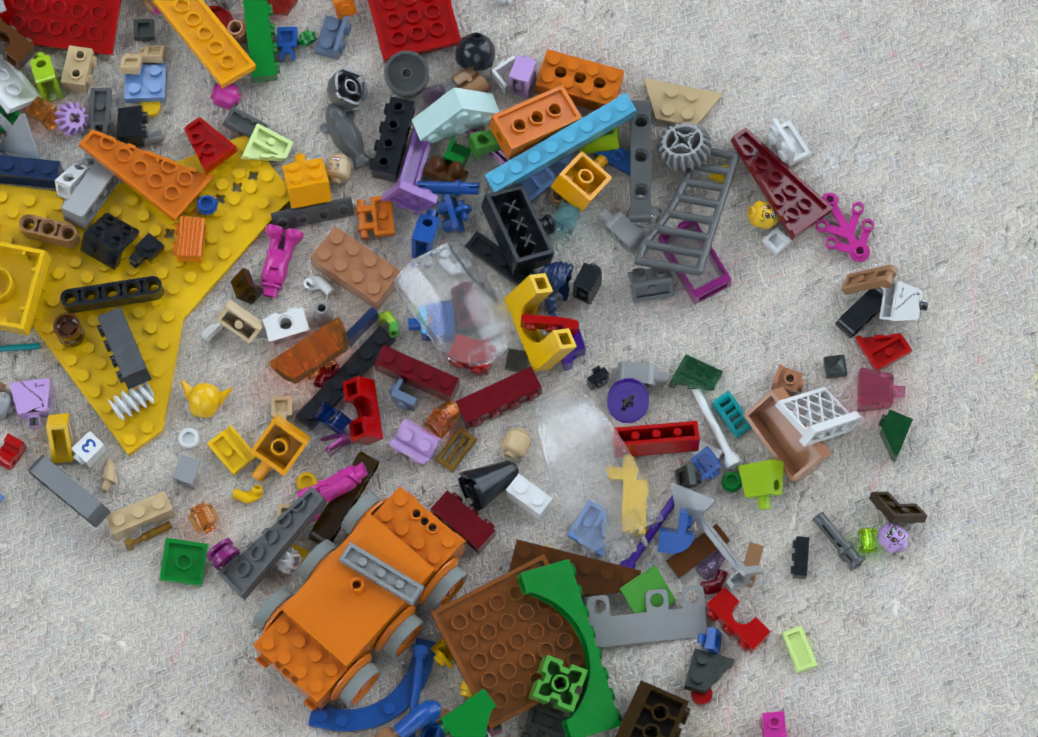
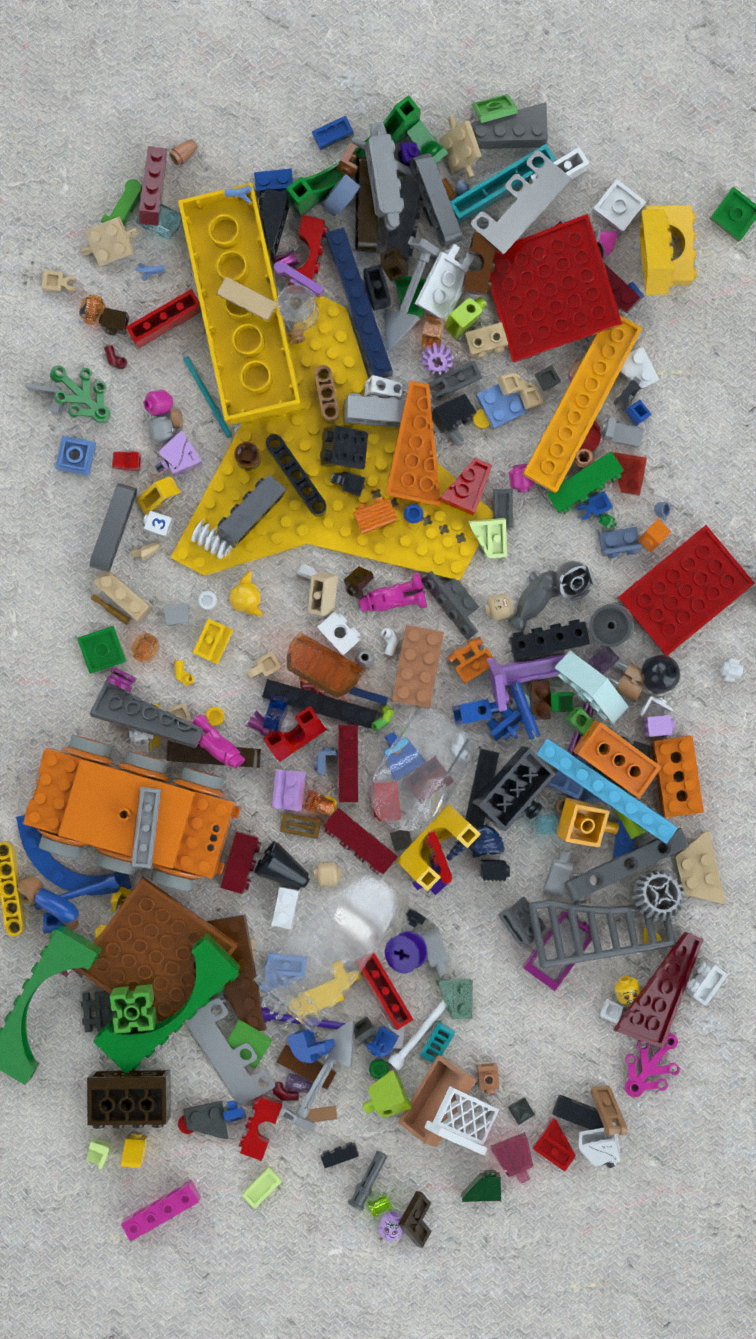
camera: 65 degrees right, 15 degrees up
(278, 447) = (230, 681): light orange brick -> none
(306, 181) = (472, 587): light orange brick -> none

